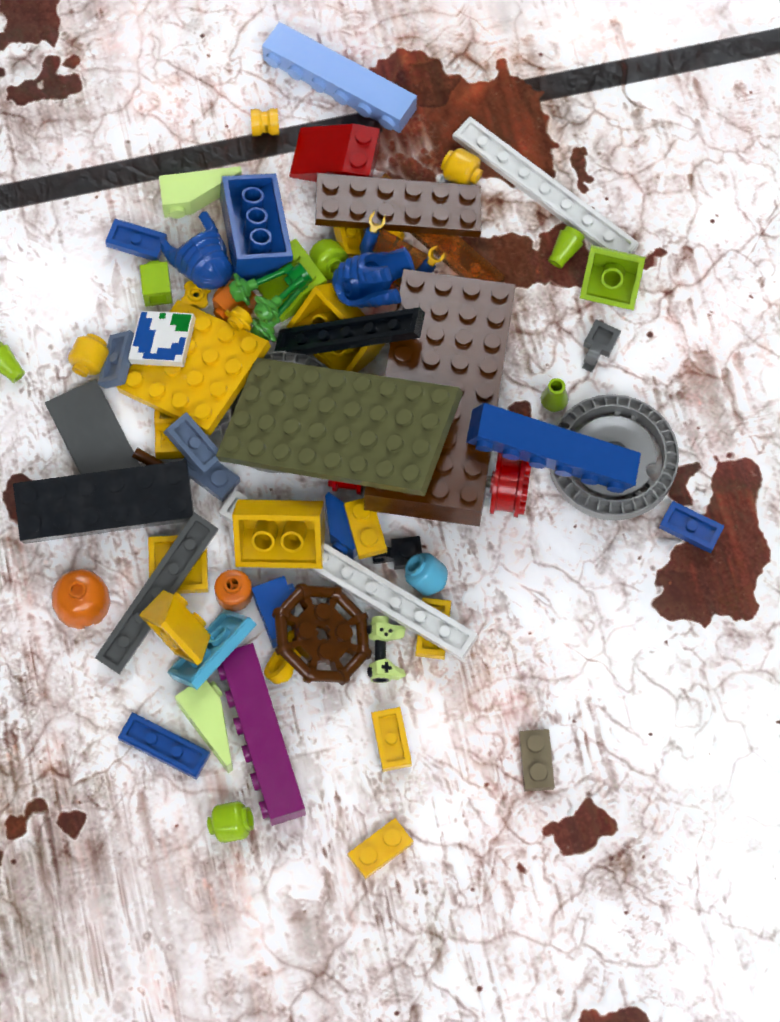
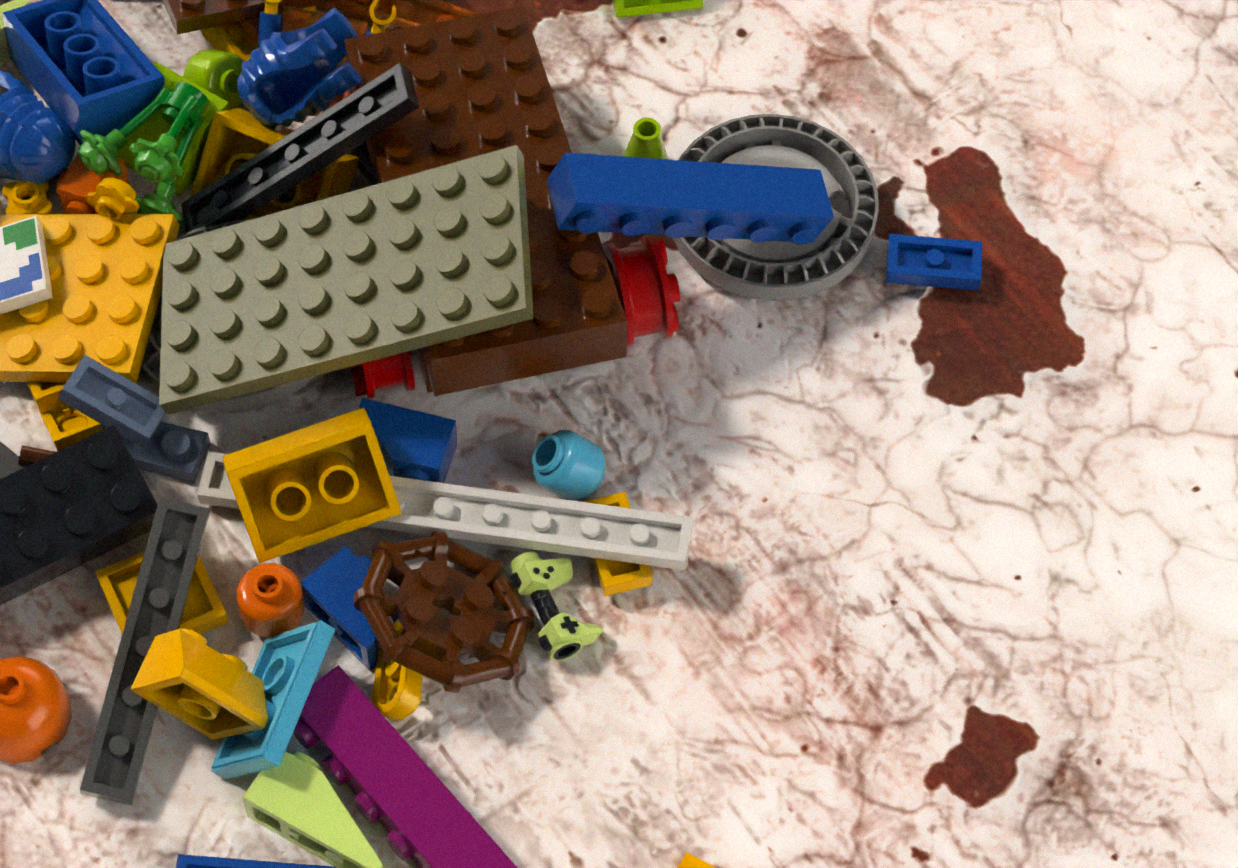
camera: 25 degrees left, 10 degrees down
(365, 529) = (445, 429): yellow plate -> none
(391, 739) = (625, 733): yellow plate -> none
(400, 552) = (508, 453): black plate -> none
(536, 760) = (866, 680): dark tan plate -> none
(599, 341) = (676, 59): dark grey plate -> none

